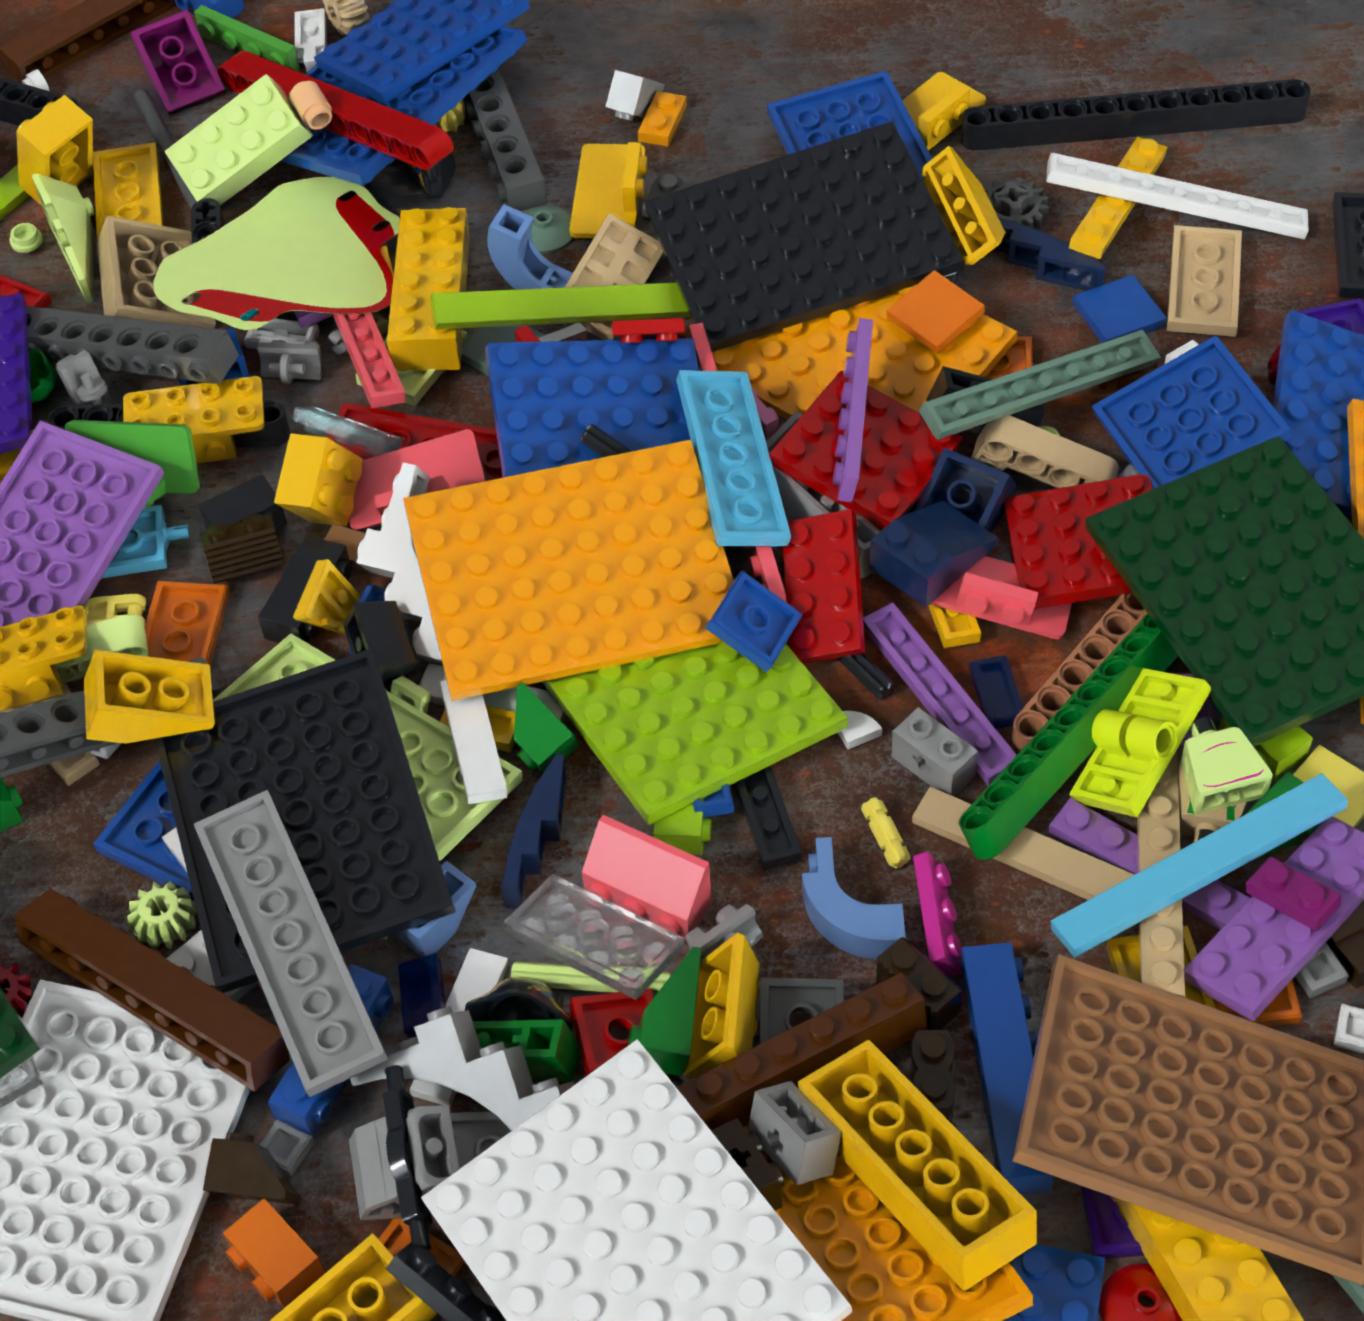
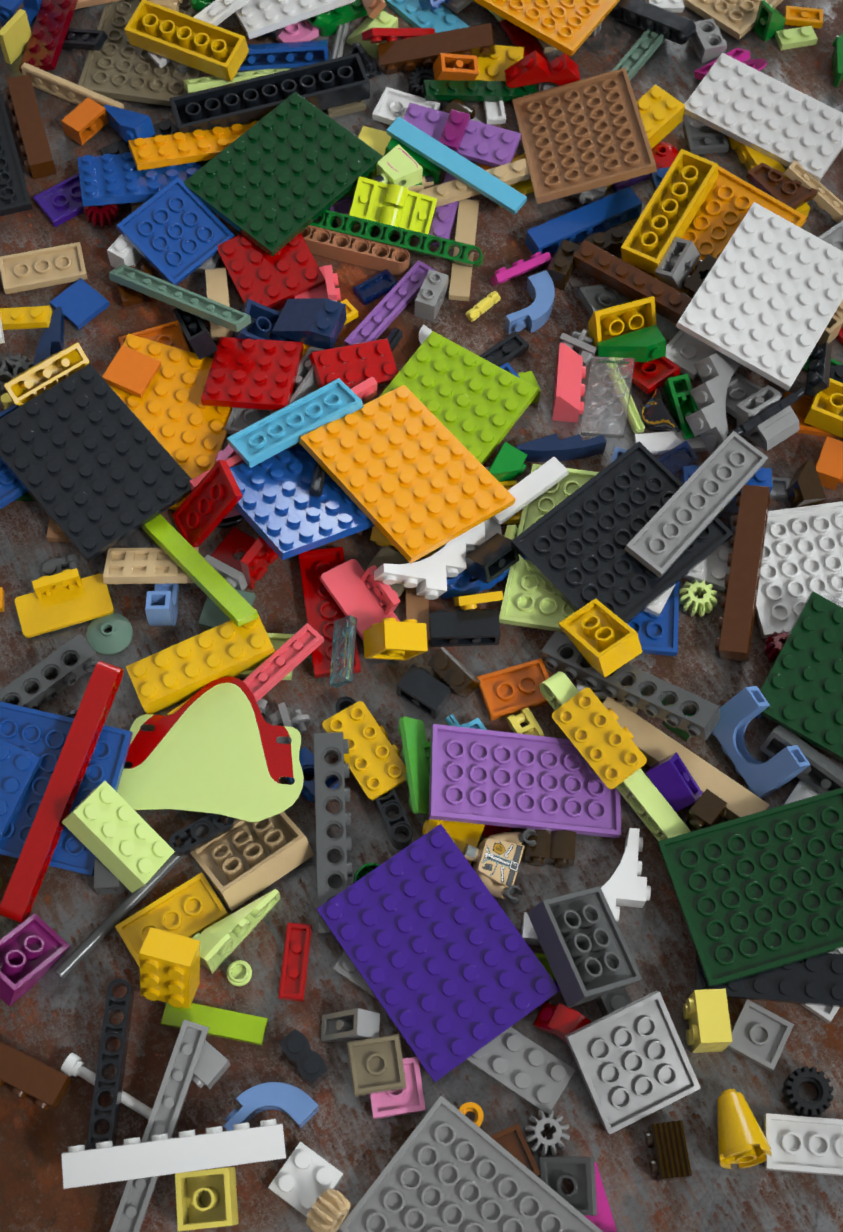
camera: 120 degrees left, 10 degrees up
(83, 380) = (367, 835): light grey hips -> none
(311, 105) = (80, 785): light nougat brick -> none
(753, 621) = (400, 379): blue tile -> none
(852, 418) = (238, 370): medium lavender plate -> none

